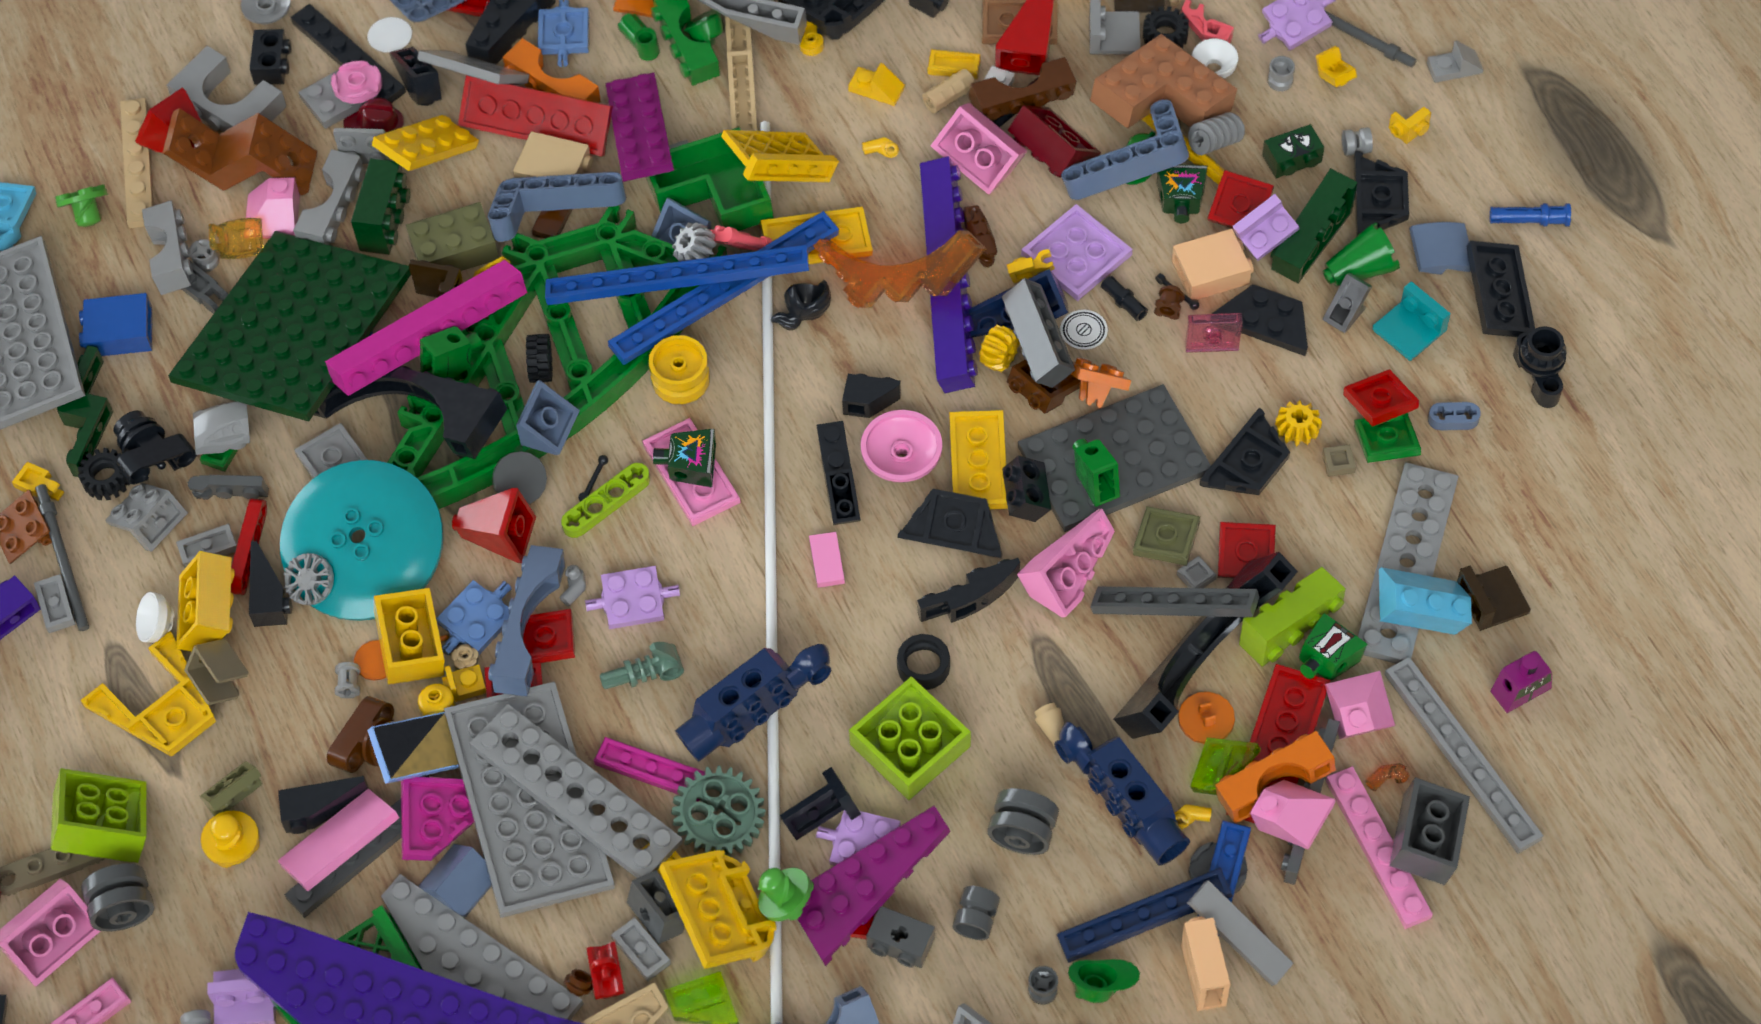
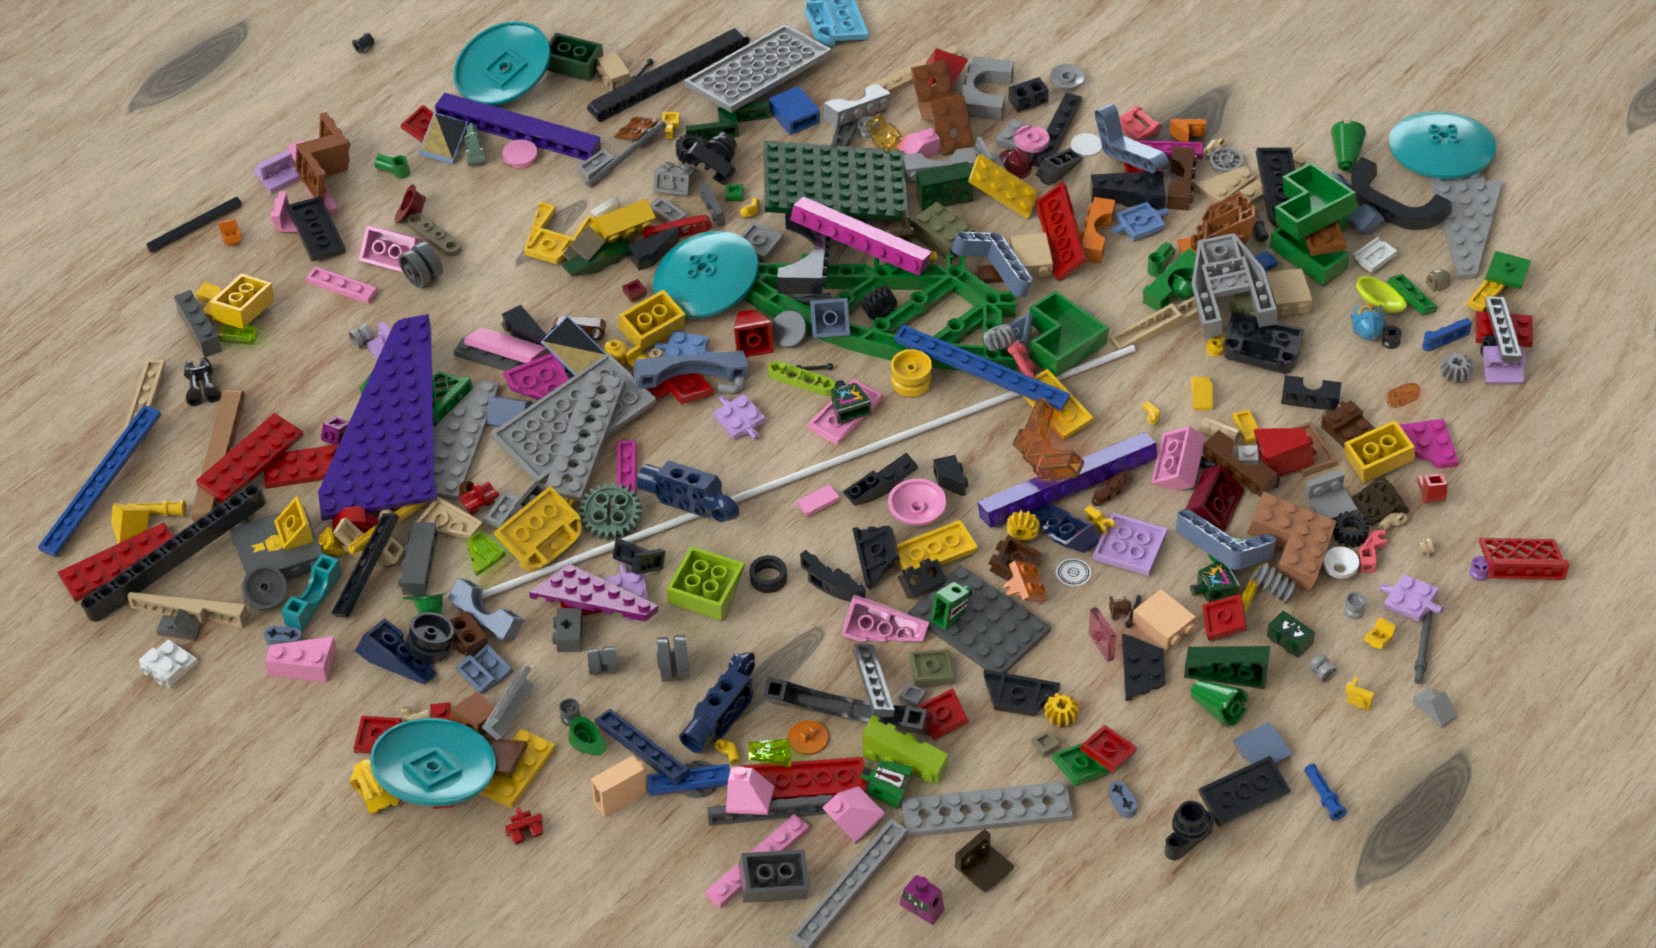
camera: 65 degrees right, 10 degrees down
(83, 204) = (867, 59): bright green plate -> none
(99, 815) = (467, 235): lime slope -> none
(221, 428) = (746, 183): light grey slope -> none
(230, 838) = (486, 300): yellow plate -> none
(232, 788) = (514, 287): olive bracket -> none
(246, 690) = (605, 255): none -> dark green slope
(266, 445) = (750, 210): none -> yellow arm
(308, 579) = (665, 260): light grey wheel -> none
(328, 640) = (634, 290): none -> dark red plate
(352, 675) = (612, 309): light grey bush -> none
(447, 352) = (848, 253): green torso -> none
(473, 67) = (1075, 185): light grey tile -> none
(639, 127) = (1081, 281): magenta plate -> none
(664, 662) = (695, 441): sand green piece -> none
(677, 275) = (971, 338): blue plate -> none
(777, 160) = (1093, 363): yellow fence -> none
(784, 893) = (565, 555): bright green plate -> none
(803, 303) = (1000, 416): black hair -> none
(1038, 333) = (1036, 533): brick -> none
(1050, 721) = (761, 652): tan cone -> none
(1124, 298) = (1108, 582): black pin -> none
(1240, 933) = (650, 797): light grey tile -> none
(1265, 227) = (1202, 628): lavender bracket -> none
(1305, 759) = (790, 786): orange arch -> none
(1347, 303) = (1177, 706): flat silver slope -> none
(1380, 194) = (1285, 696): black wing -> none
(1384, 772) = (814, 846): clear orange arm -> none
(1413, 322) = (1182, 749): teal bracket -> none
(1423, 601) = (951, 816): medium azure slope -> none

